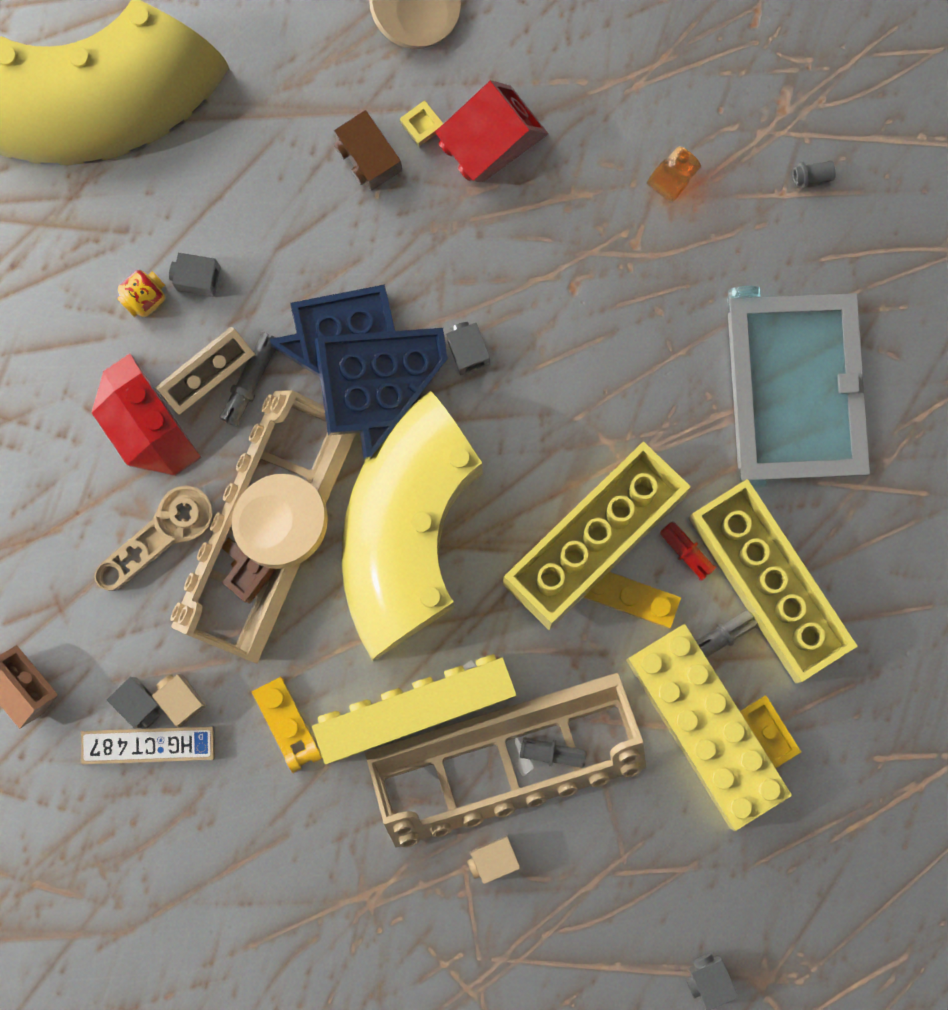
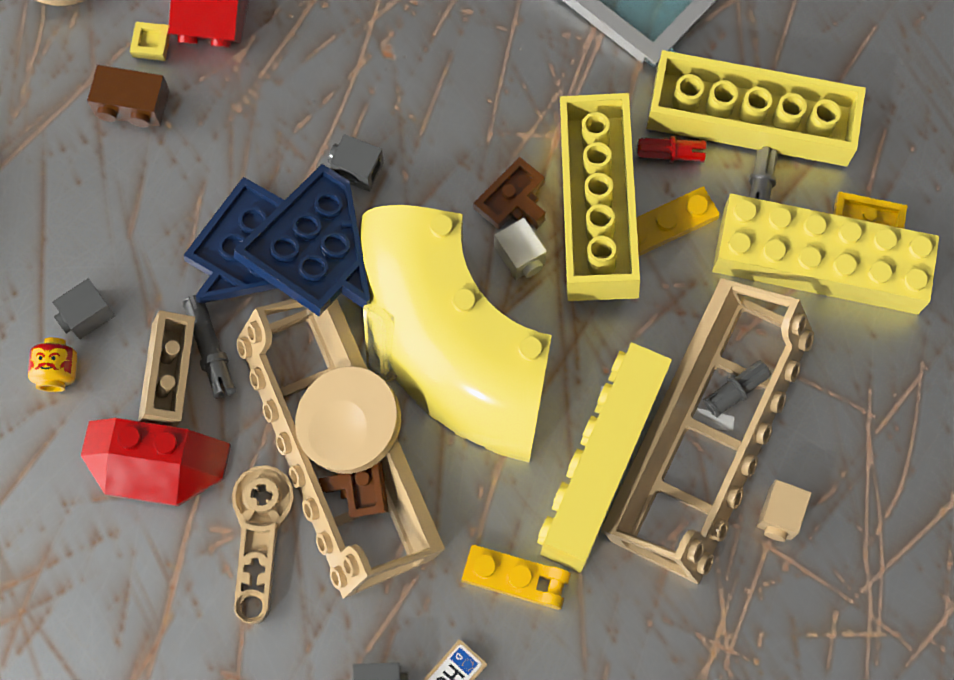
camera: 50 degrees left, 10 degrees down
(178, 699) = (409, 644): tan brick -> none
(352, 488) = (379, 333): none -> clear tile
(511, 518) = (520, 249): none -> white brick
(546, 475) = (513, 197): none -> reddish brown hinge

